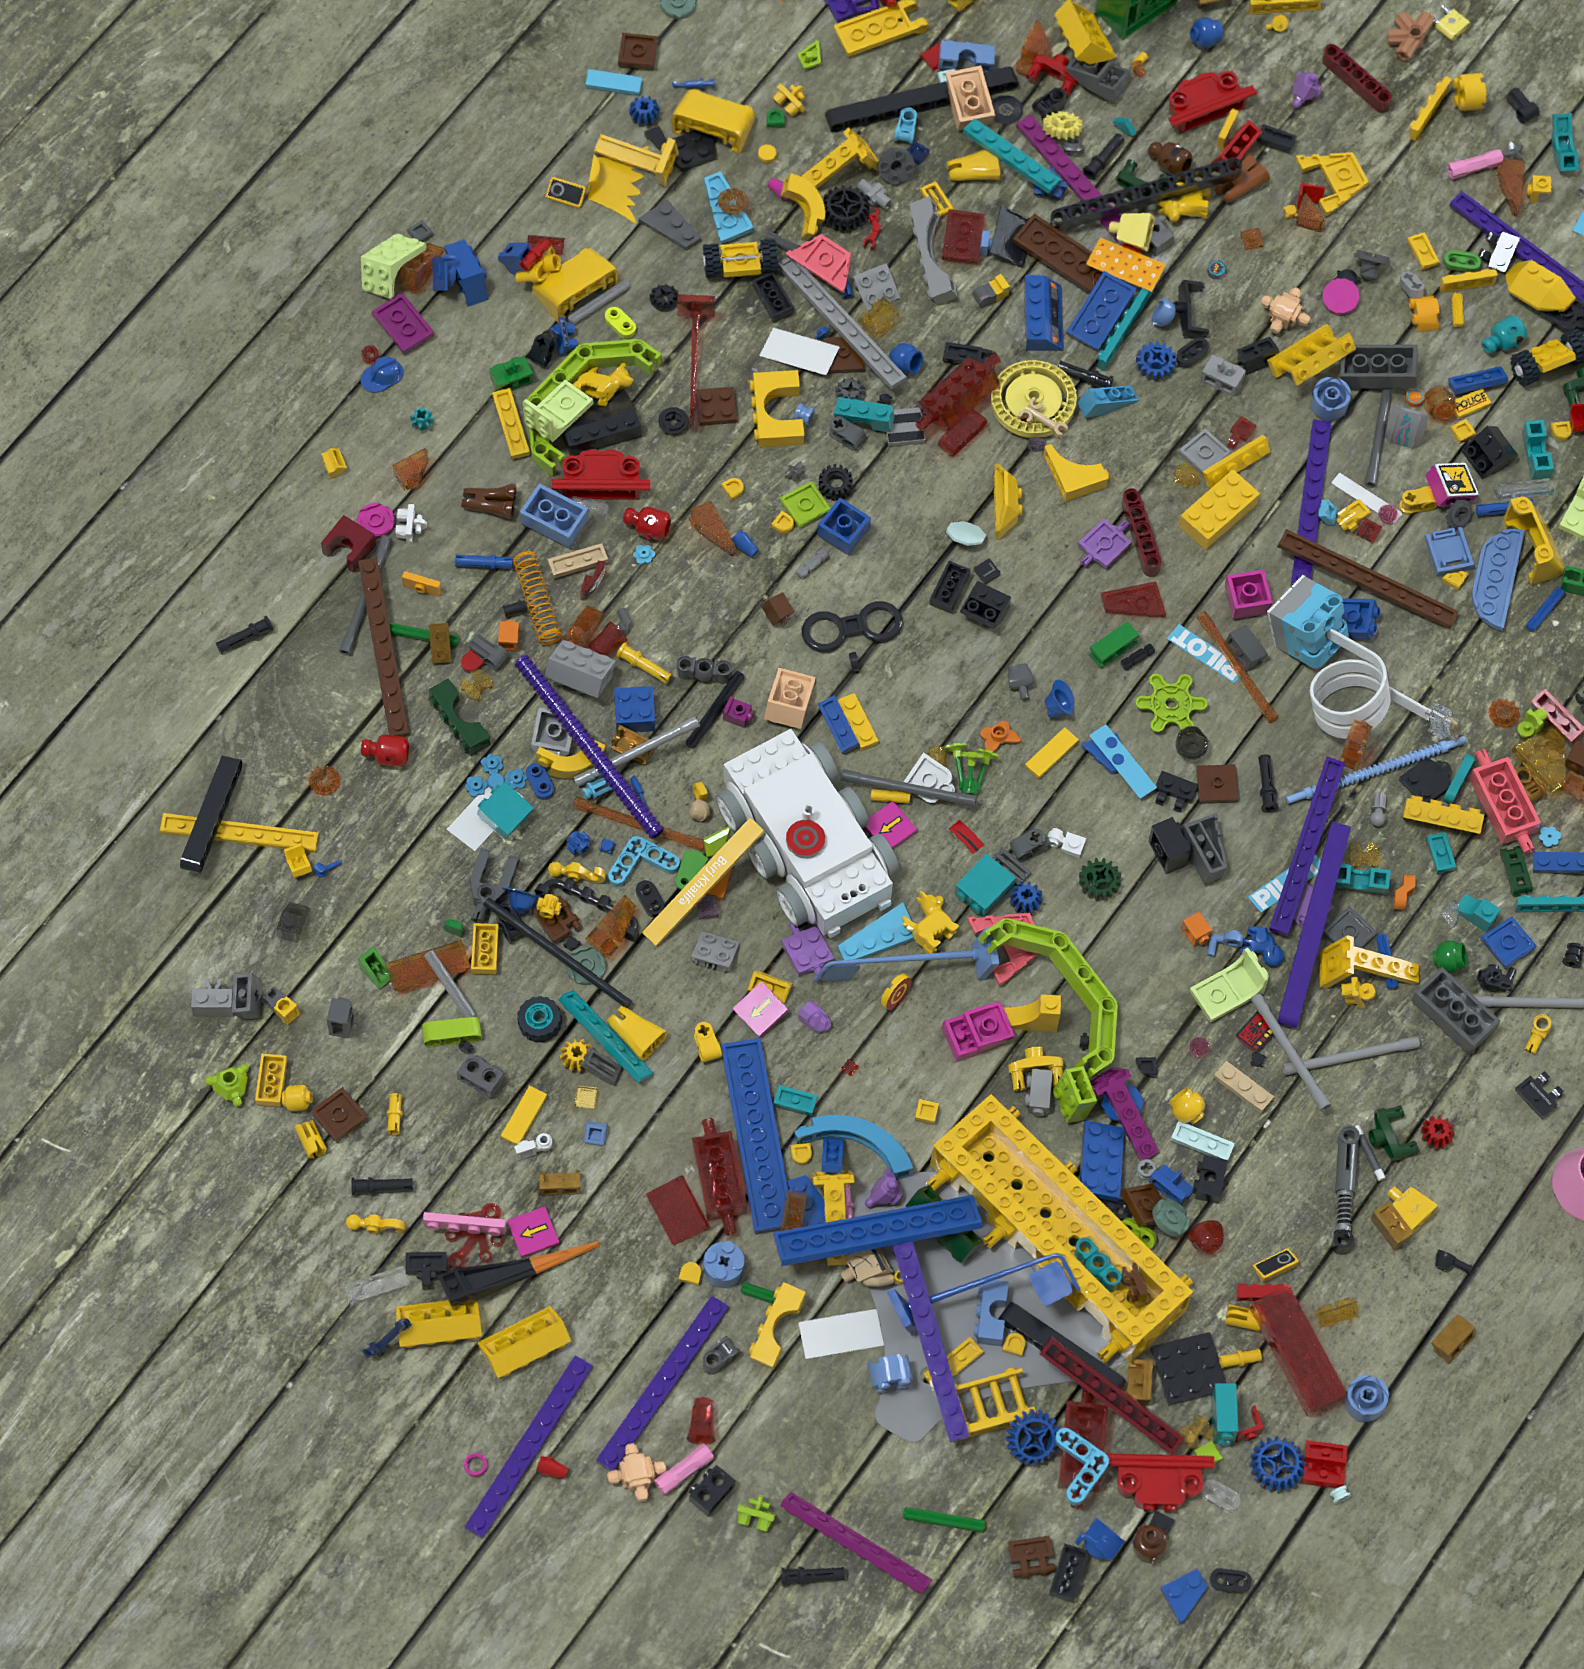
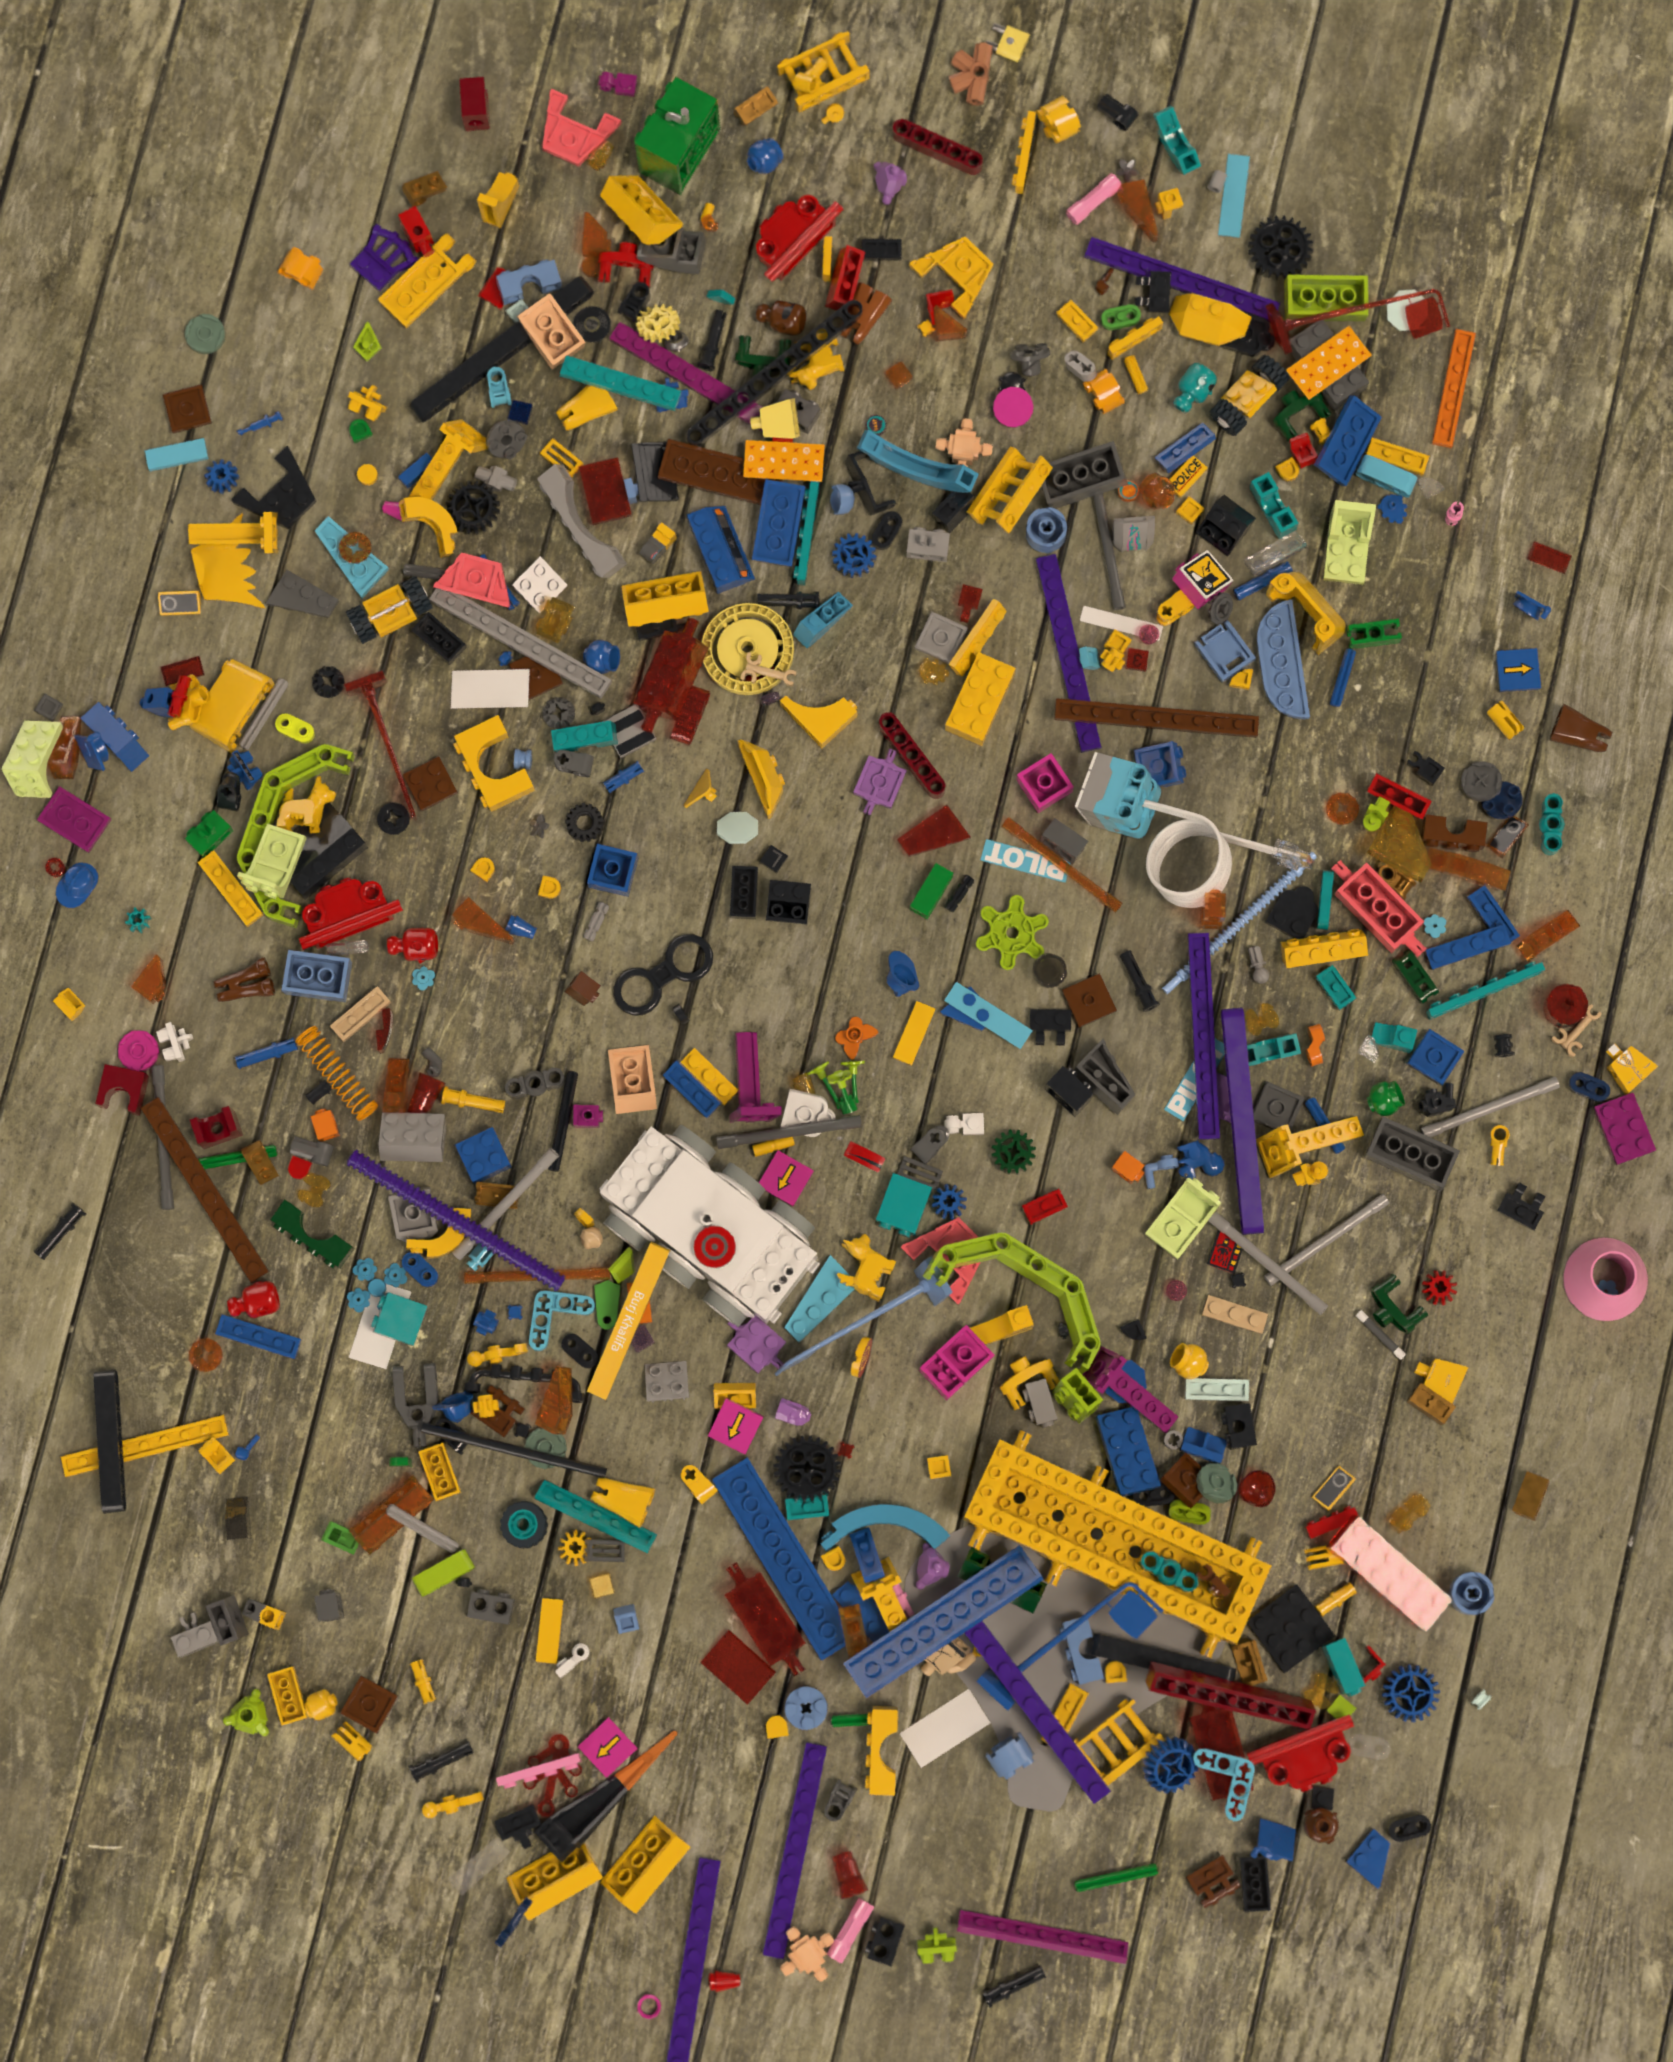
camera: 15 degrees left, 15 degrees up
(376, 781) = (258, 1336): none -> blue plate
(406, 598) = (204, 1128): none -> dark red piece
(421, 584) = (213, 1104): light orange plate -> none
(559, 1183) = (612, 1686): pearl gold hinge -> none
(637, 788) = (522, 1239): blue piece -> none
(714, 117) = (297, 457): yellow windscreen -> none
(802, 166) = (415, 471): none -> blue piece
(805, 504) = (563, 858): lime tile -> none
(808, 1068) = (805, 1488): none -> black gear
(873, 218) = (513, 517): red piece -> none
(884, 459) = (623, 777): none -> blue pin
(884, 752) = (749, 1083): none -> magenta bracket
(949, 492) = (702, 789): none -> yellow piece
(978, 332) = (664, 599): none -> yellow brick
(1020, 678) = (852, 966): dark grey piece -> none
(1109, 934) = (1044, 1206): none -> red plate
(1235, 311) = (932, 473): none -> dark azure arch
(1324, 1464) = (1455, 1673): red slope -> none
(1345, 1188) = (1371, 1381): piece -> none
(1445, 1260) = (1494, 1418): black bar -> none
(1456, 231) = (1101, 286): none -> reddish brown hand

